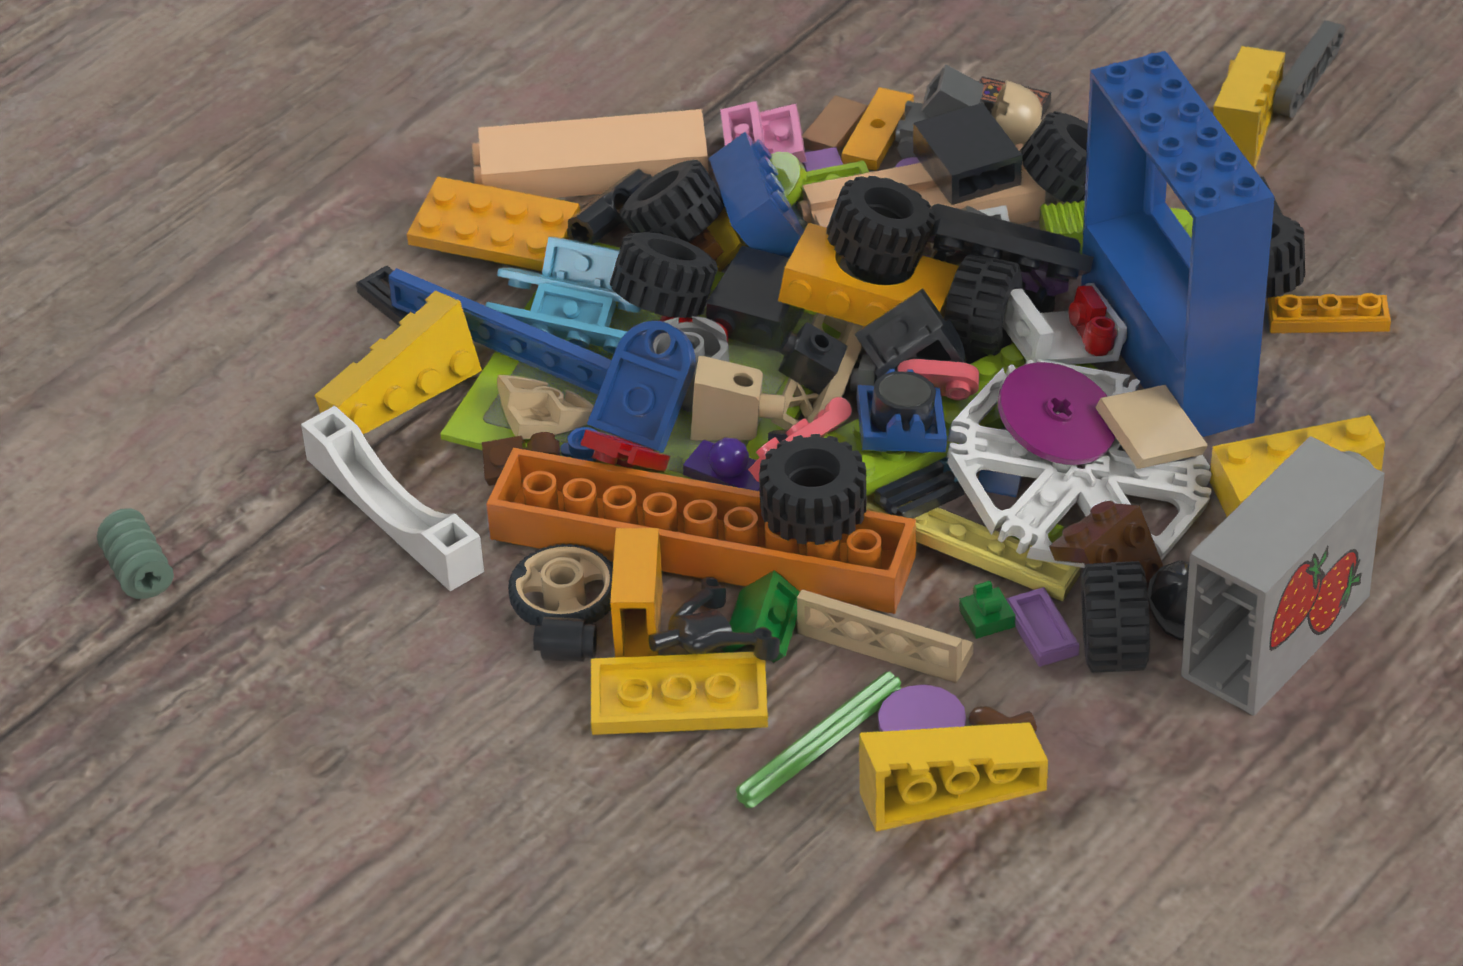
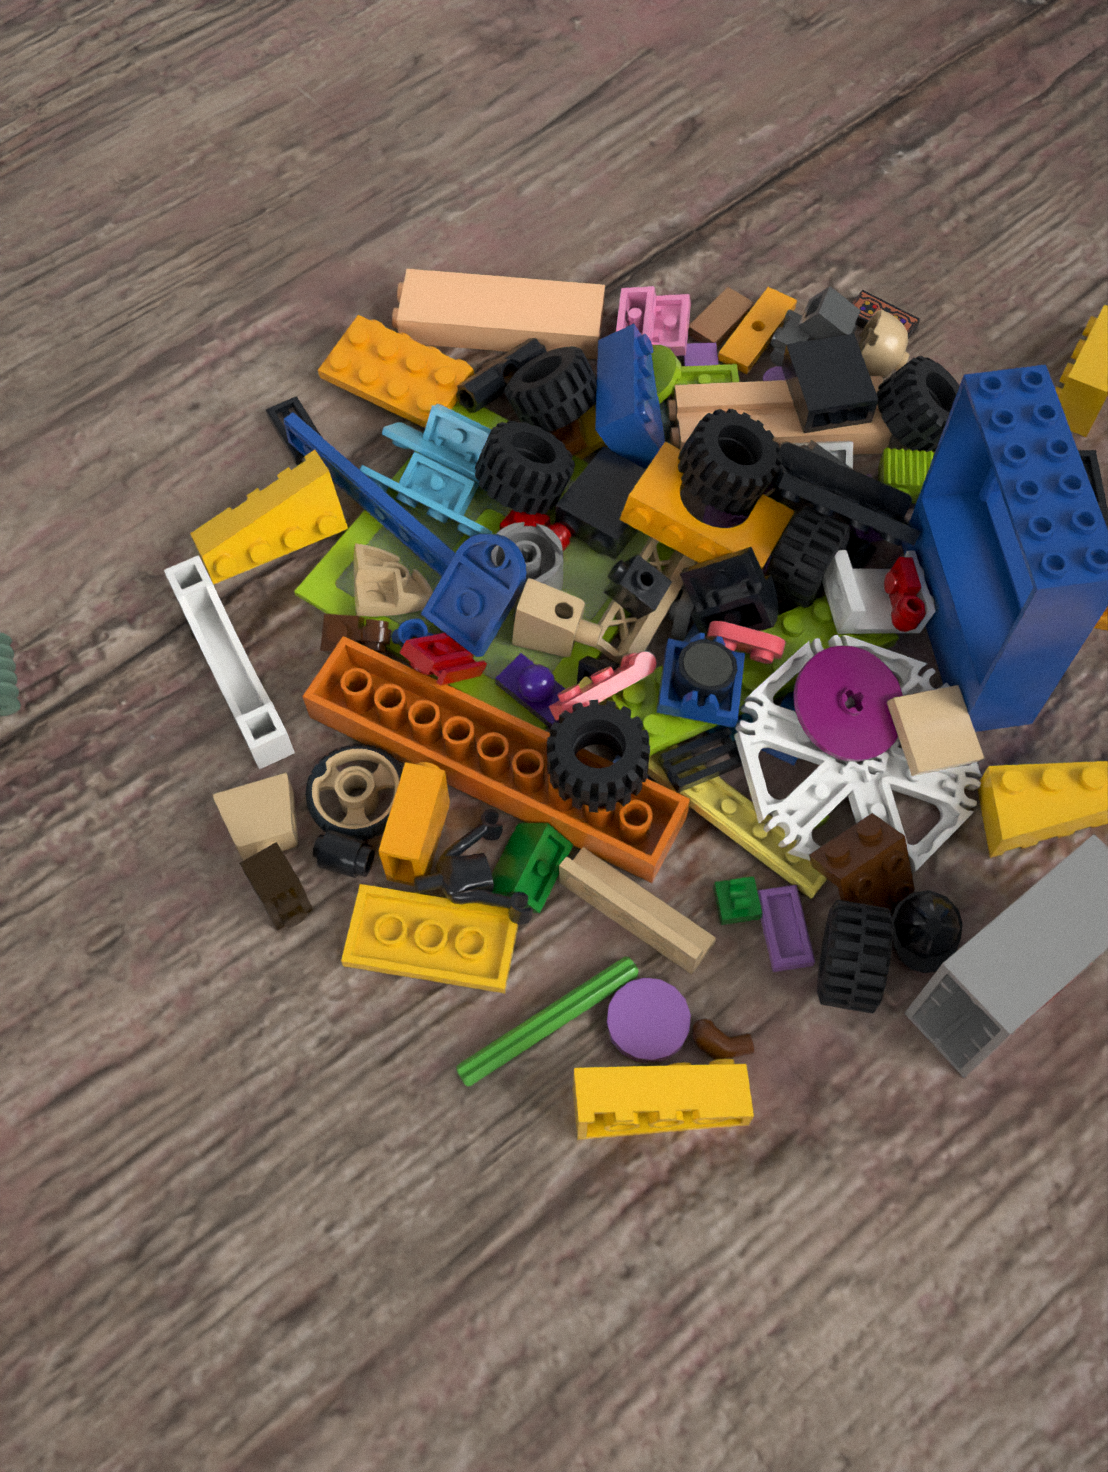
camera: 10 degrees right, 20 degrees up
(466, 627) = (260, 814): none -> tan torso
(507, 667) = (277, 887): none -> dark brown brick

